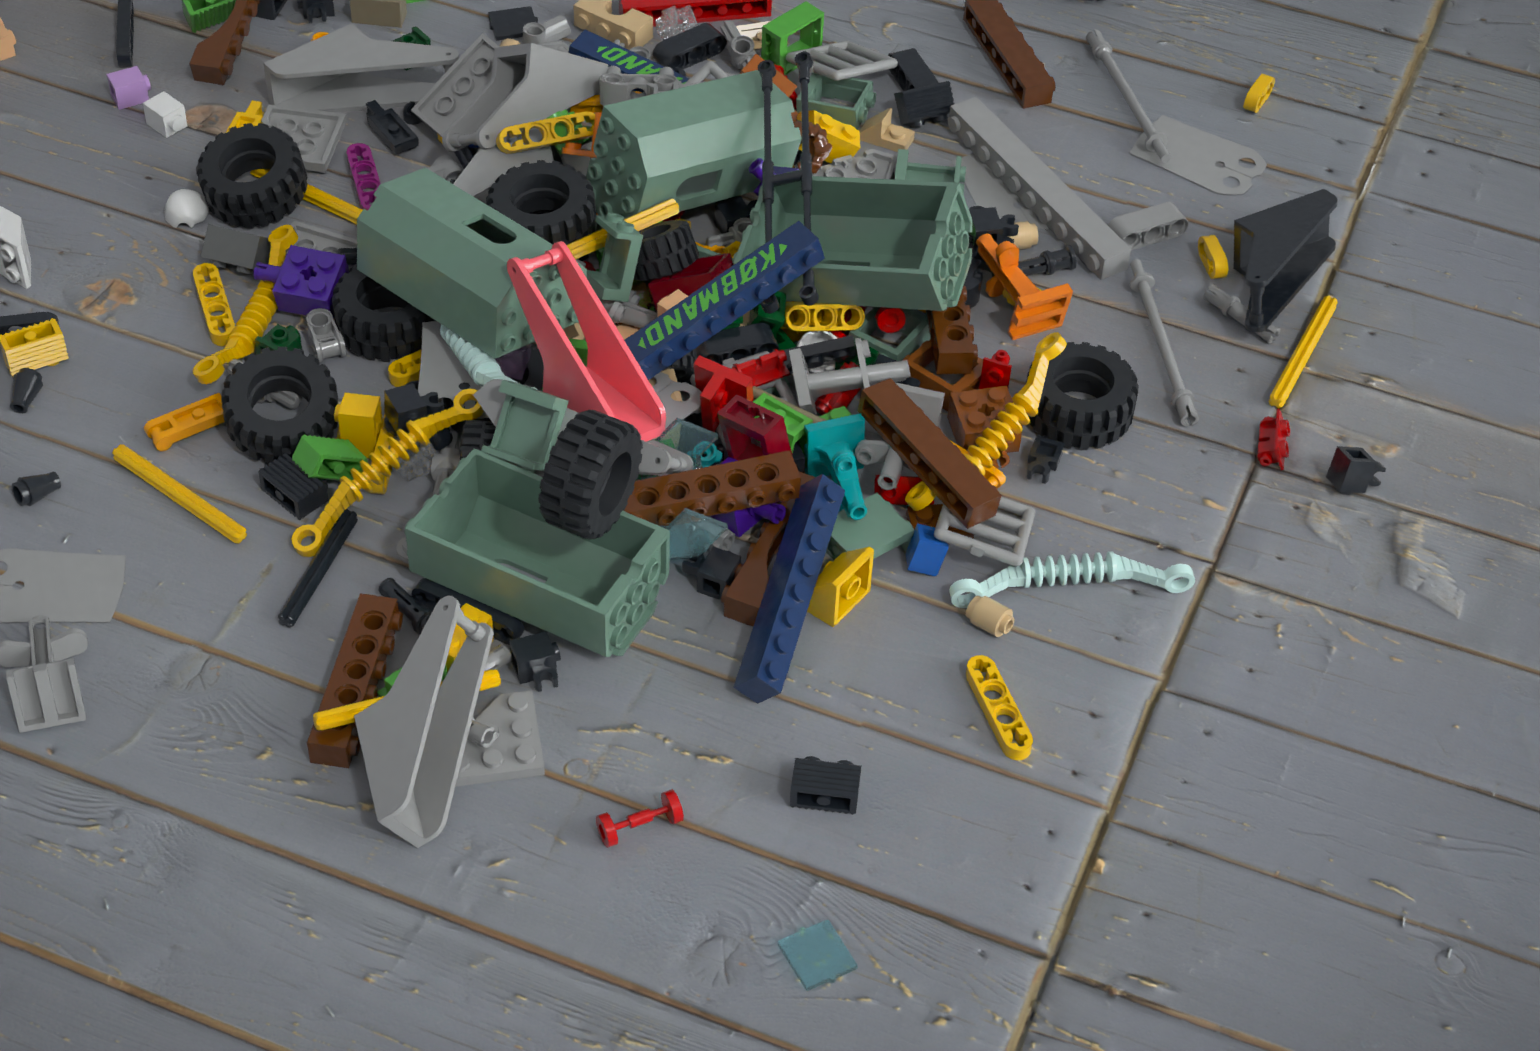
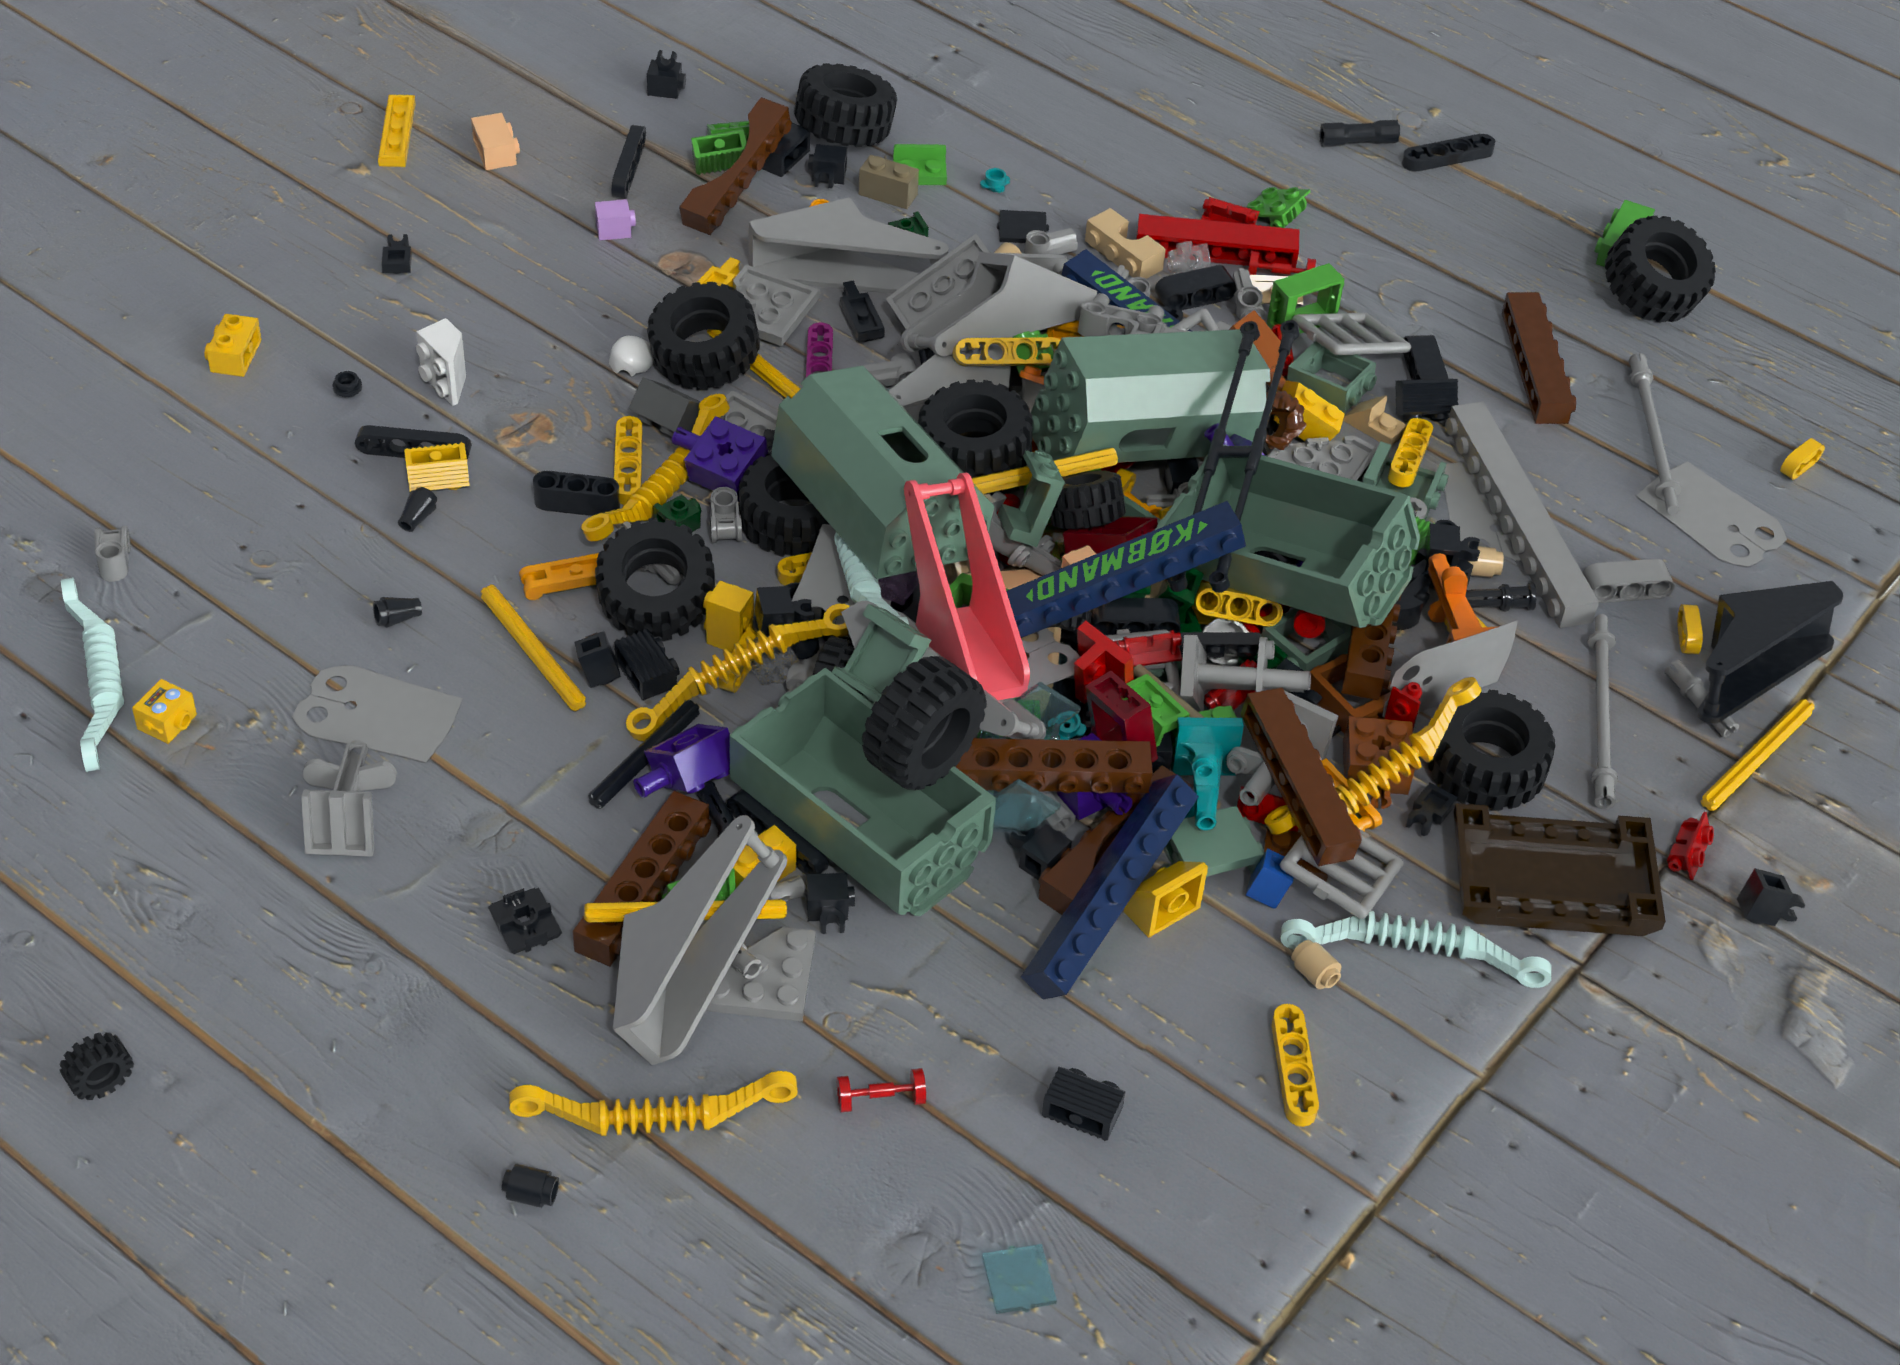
camera: 15 degrees right, 0 degrees up
(165, 114) = (640, 254): white brick -> none
(174, 344) = (575, 493): none -> black beam
(247, 490) = (597, 659): none -> black brick
(270, 749) = (536, 931): none -> black piece
(327, 457) = (685, 643): bright green brick -> none
(341, 985) = (530, 1186): none -> black brick
(365, 562) = (687, 760): none -> dark purple brick
(383, 906) = (532, 1101): none -> yellow piece
(408, 116) = (883, 304): black hinge -> none
(734, 15) = (1280, 268): none -> red wheel
(926, 152) = (1410, 452): none -> yellow beam
(1031, 325) = (1474, 656): none -> light grey piece
(1171, 488) = (1558, 873): none -> dark brown slope

